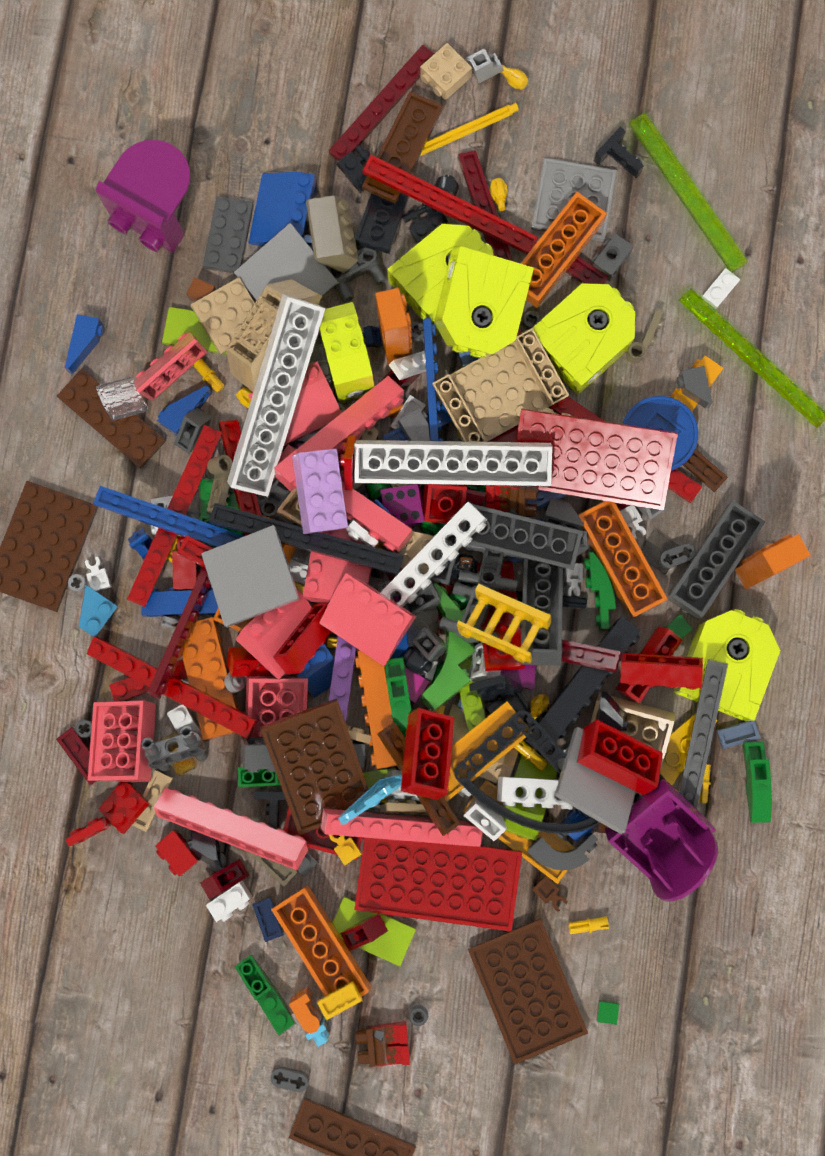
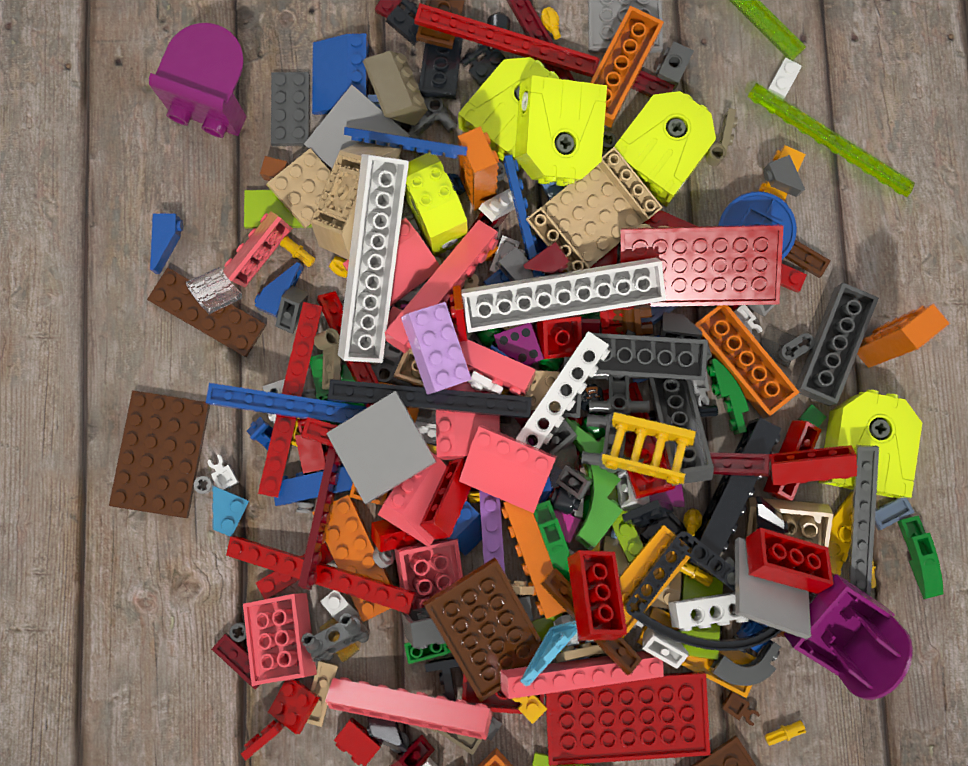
camera: 20 degrees left, 0 degrees up
(329, 290) = (408, 143): none -> blue plate
(447, 426) = (549, 260): none -> dark red slope

